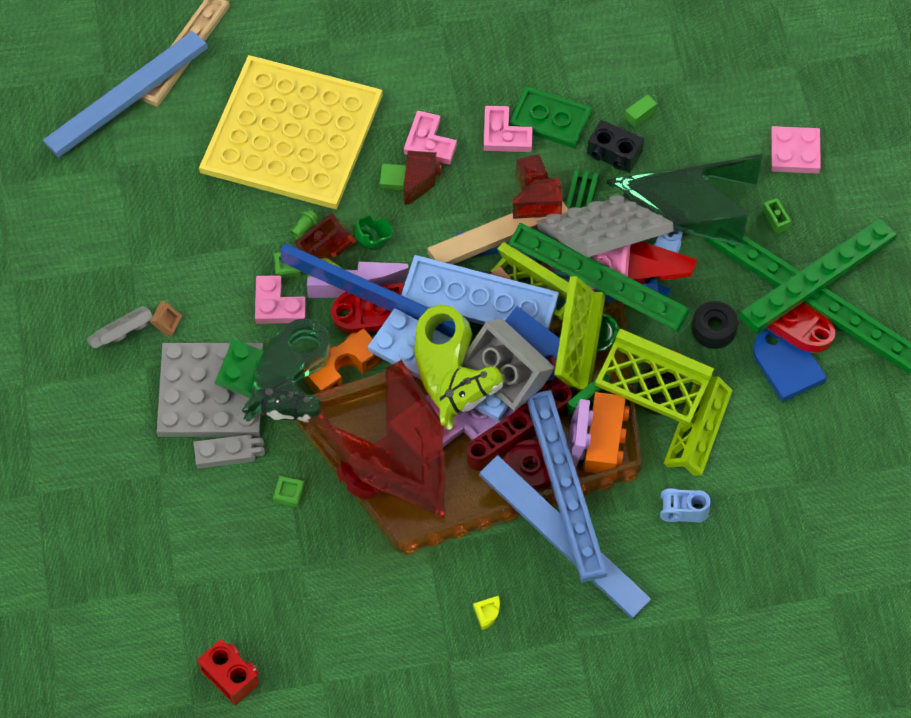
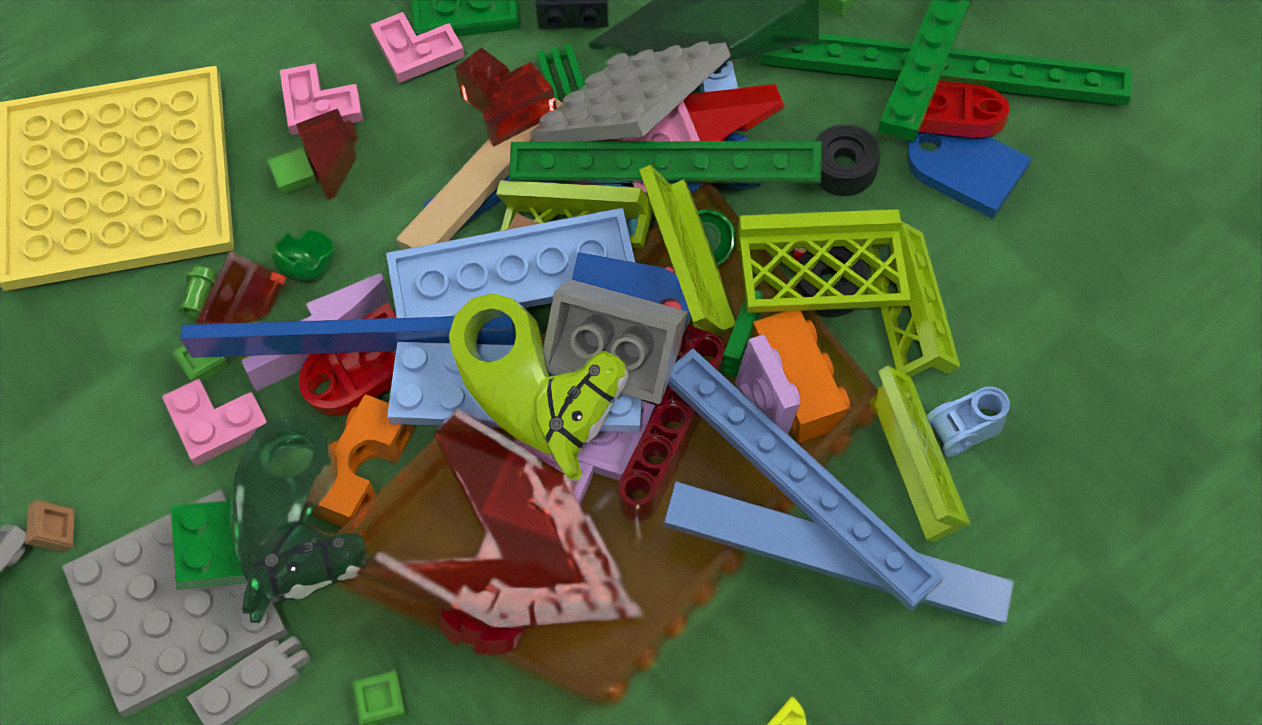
camera: 25 degrees left, 0 degrees up
(520, 455) = (712, 450): dark red plate -> none
(644, 508) = (919, 456): none -> lime fence

